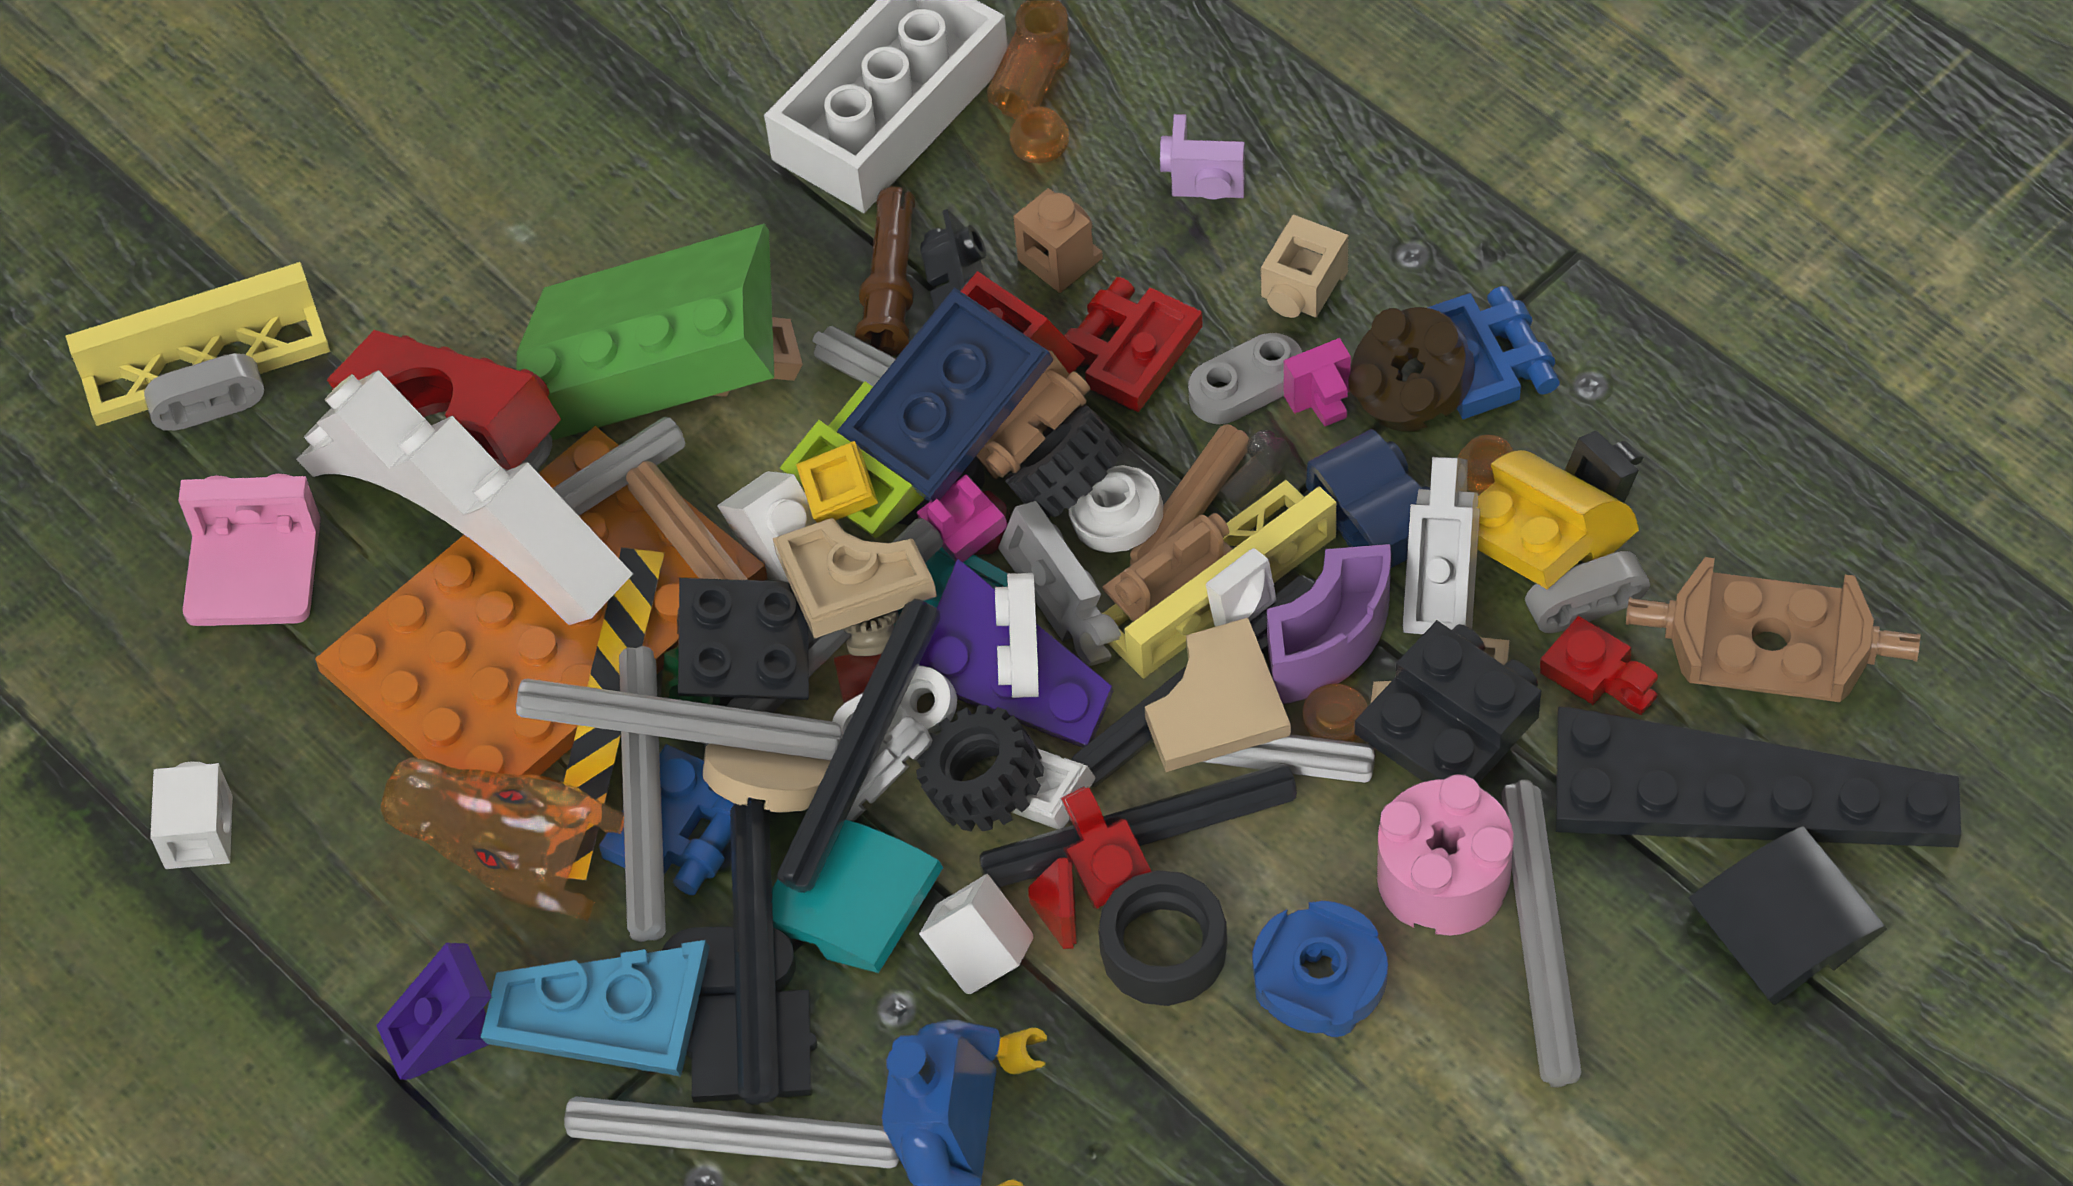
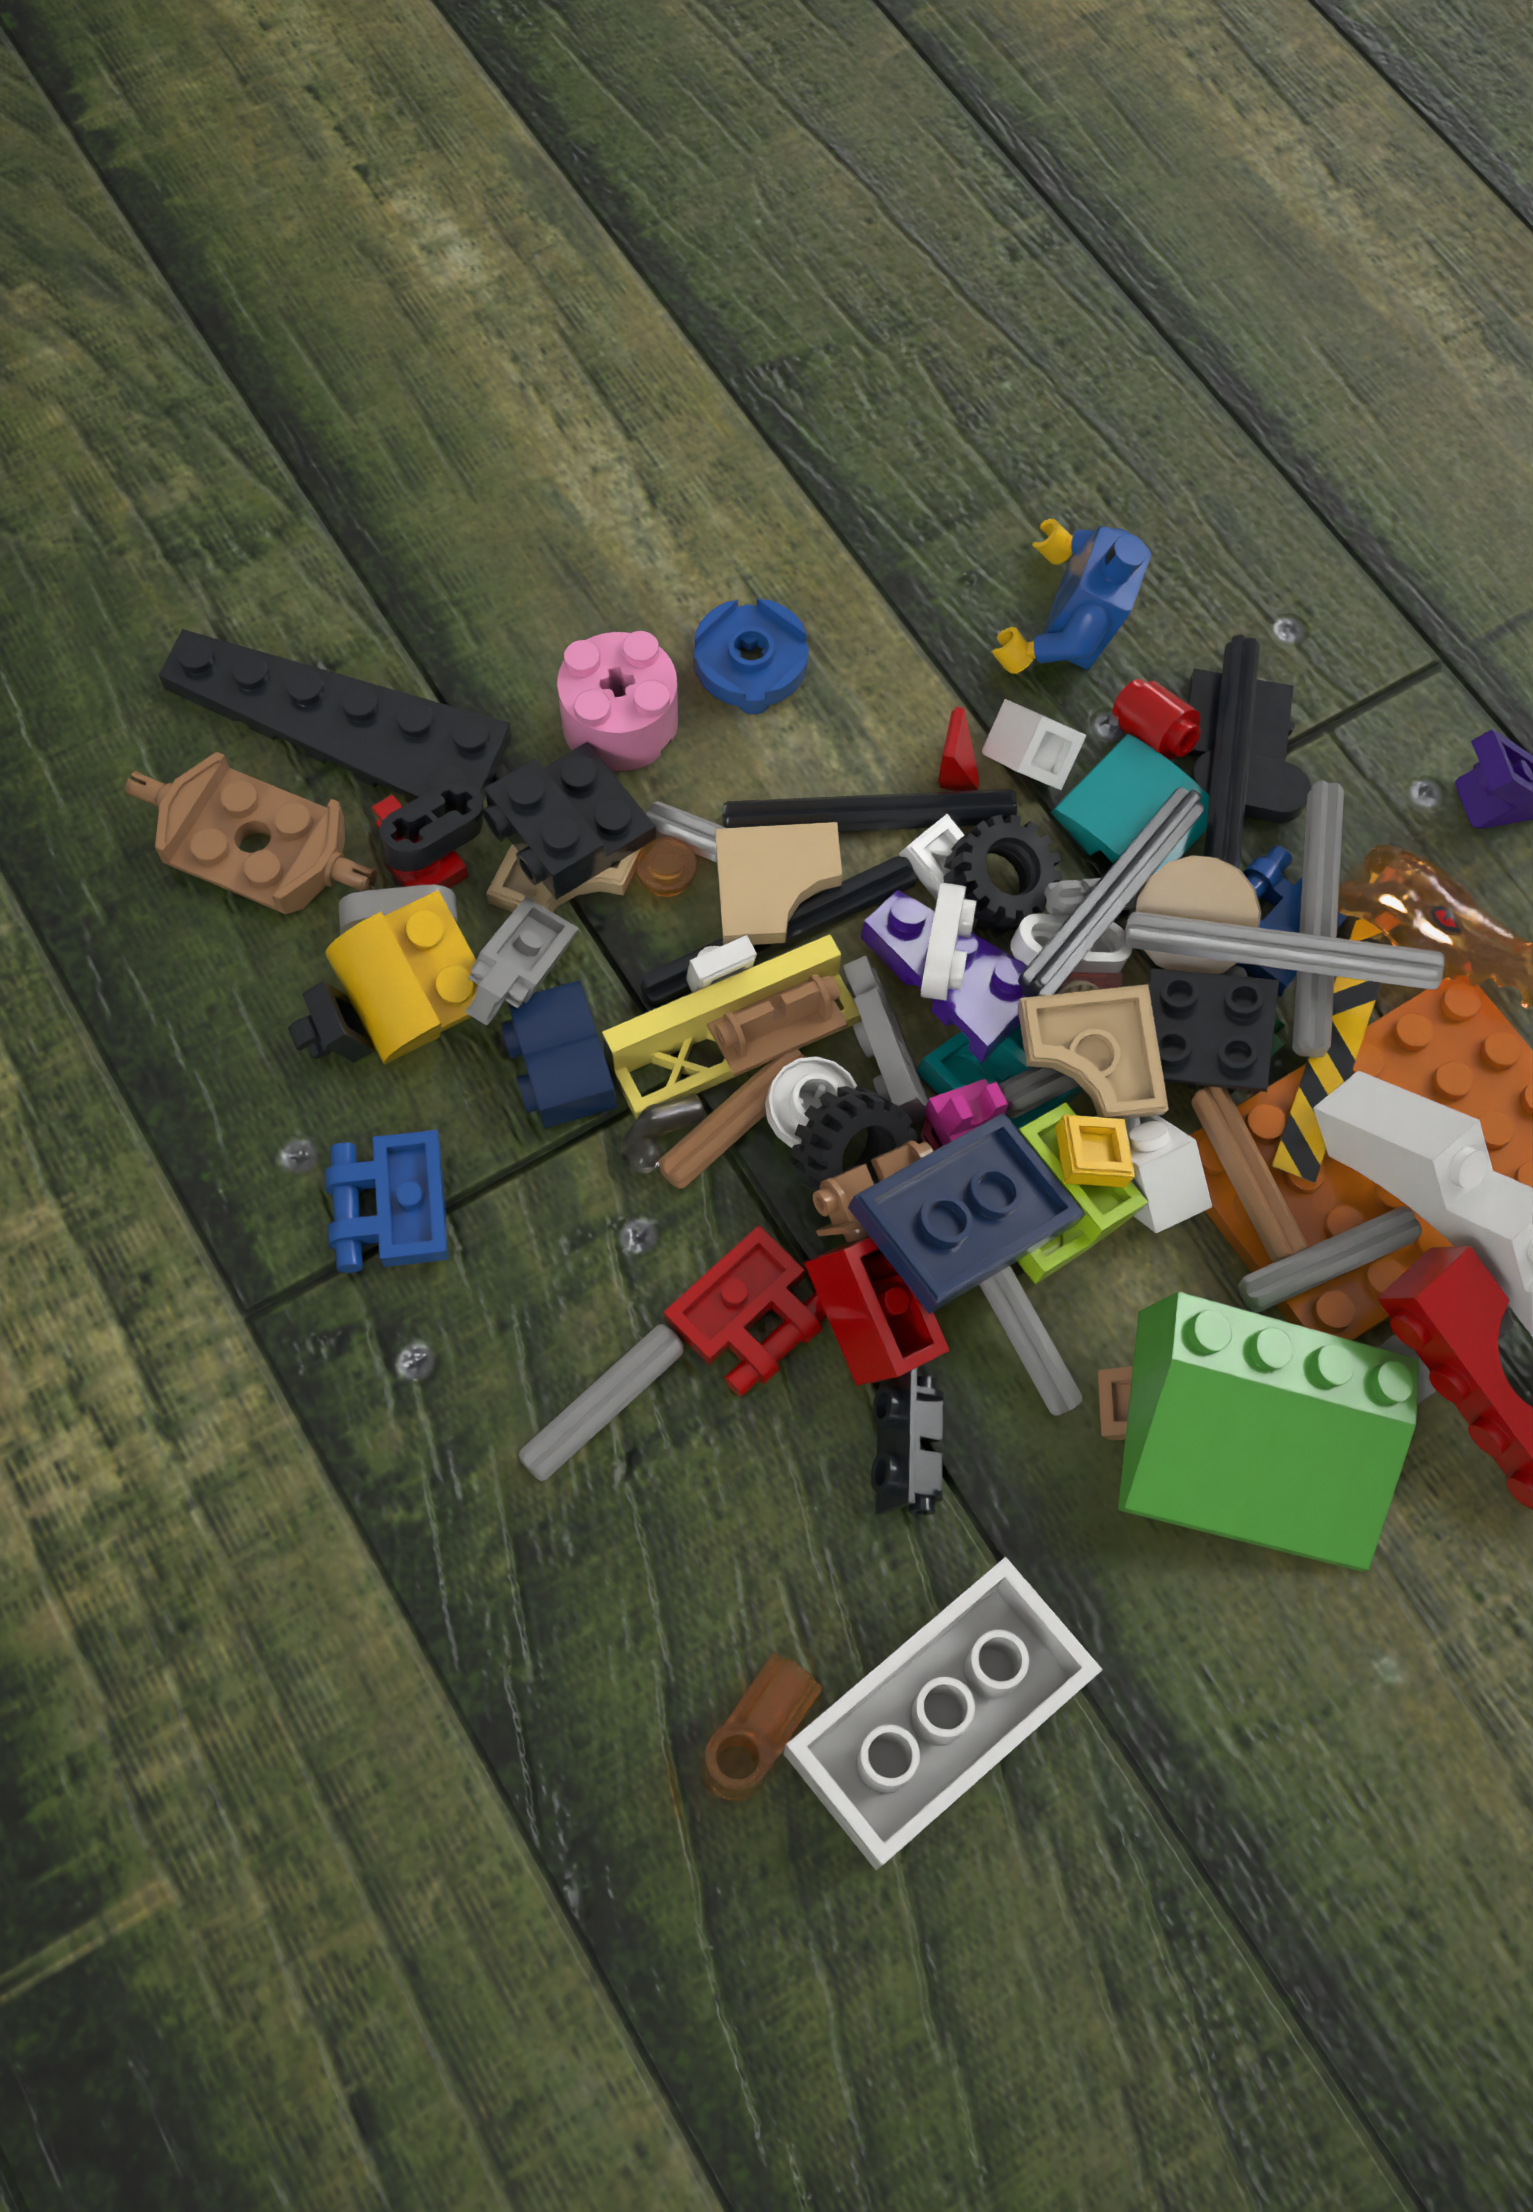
camera: 175 degrees left, 10 degrees up
(603, 1011) = (1369, 756): dark azure wing -> none
(729, 1132) = (1276, 650): light grey axle -> none
(842, 990) = (1157, 718): none -> red brick
(886, 291) = (990, 1443): reddish brown pin -> none
(1039, 135) = (775, 1621): clear orange plate -> none
(1064, 230) = (792, 1451): medium nougat brick -> none
(1105, 853) = (908, 775): red plate -> none
(1167, 892) = (875, 666): black tyre -> none
(1202, 167) = (600, 1502): lavender bracket -> none
(1237, 248) = (601, 1402): none -> light grey axle
(1249, 378) = (640, 1249): light grey plate -> none
(1299, 278) = (538, 1314): tan brick -> none
(1319, 381) = (568, 1203): dark pink tile -> none
(1332, 625) = (645, 920): medium lavender brick -> none
(1385, 350) = (493, 1155): dark brown plate -> none
(1480, 454) = (436, 1076): clear orange plate -> none
(1541, 936) = (561, 630): light grey axle -> none
(1571, 652) = (427, 821): none -> black beam
(1787, 913) = (354, 604): black slope -> none

